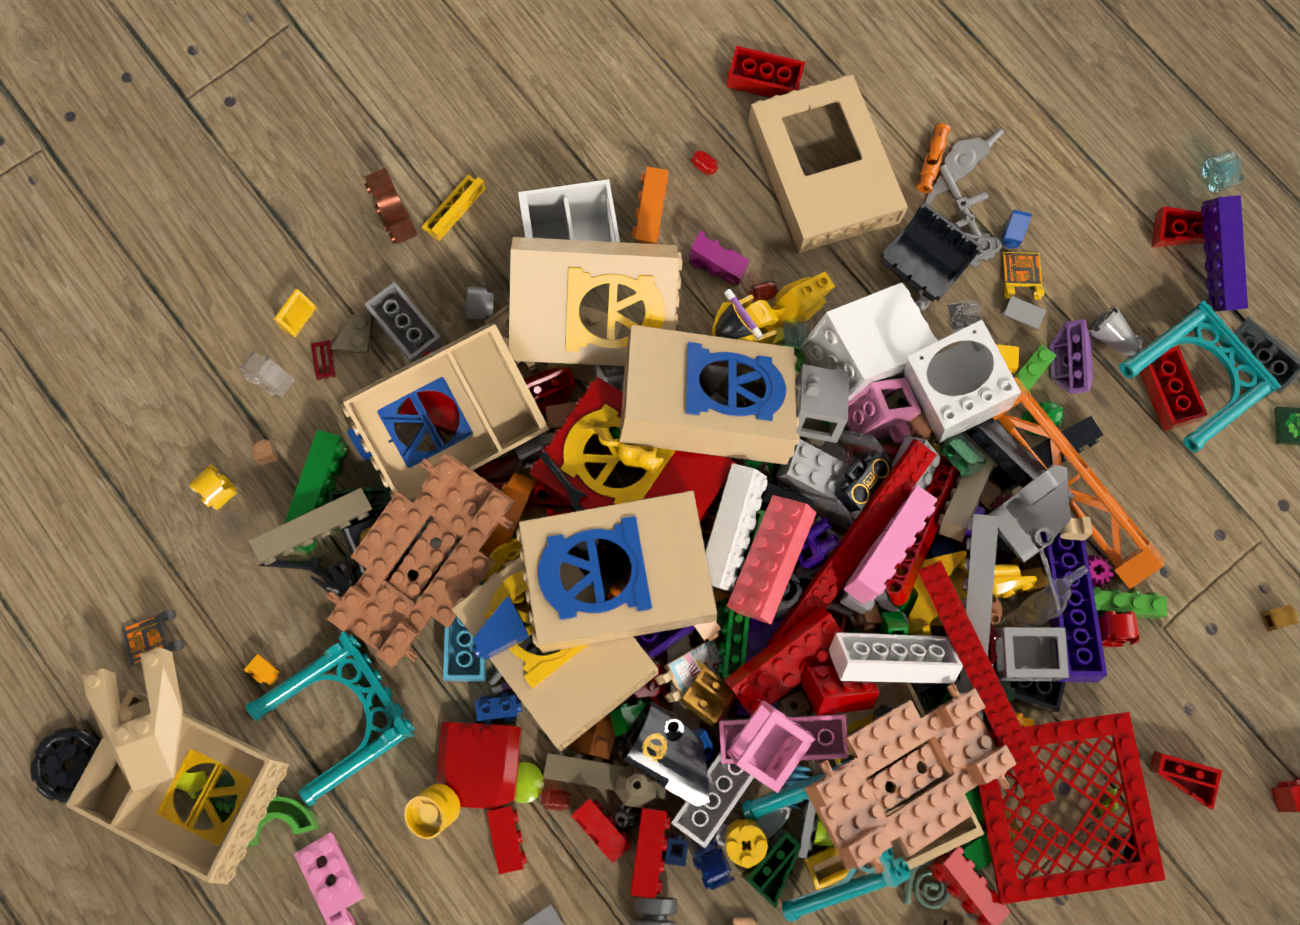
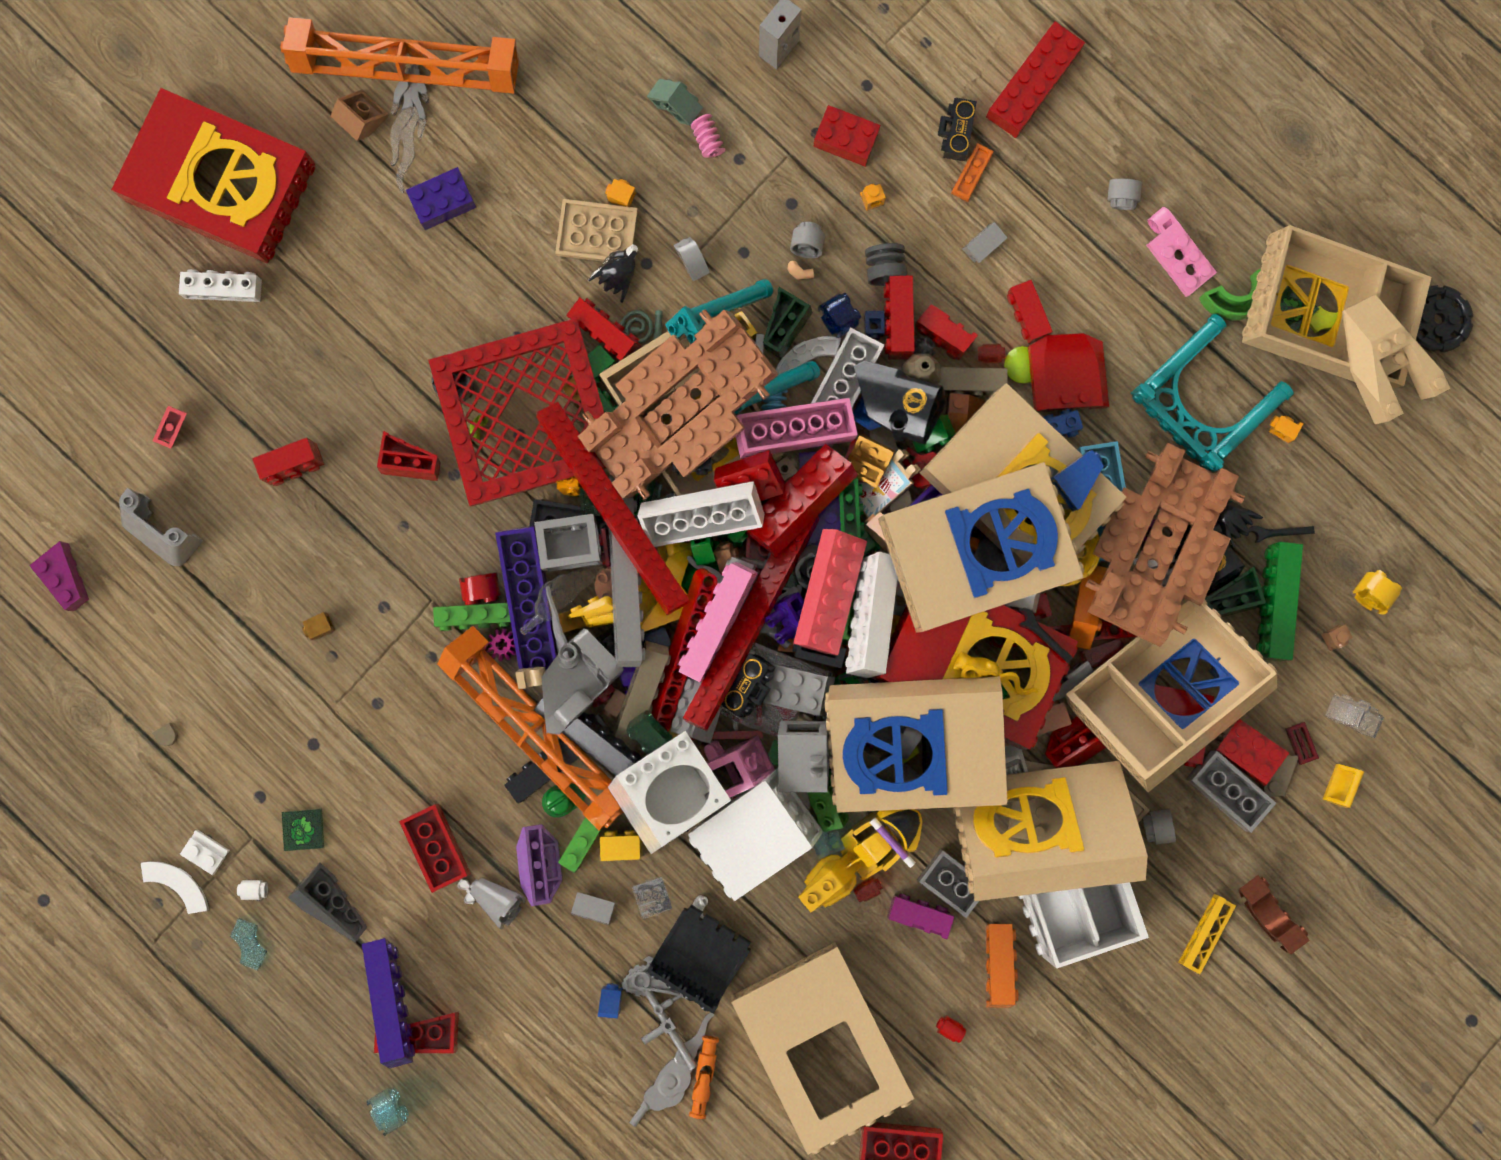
camera: 175 degrees right, 10 degrees up
(148, 636) = (1398, 441): flag -> none
(310, 526) = (1276, 560): dark tan brick -> none
(374, 352) = (1252, 752): none -> red brick
(432, 811) = (1102, 323): yellow wheel -> none
(695, 288) = (949, 882): none -> light grey brick
(747, 854) = (813, 338): yellow brick -> none
(770, 746) = (812, 414): bright pink piece -> none
(1022, 271) = (596, 959): flag -> none
(1203, 317) = (346, 860): teal arch -> none

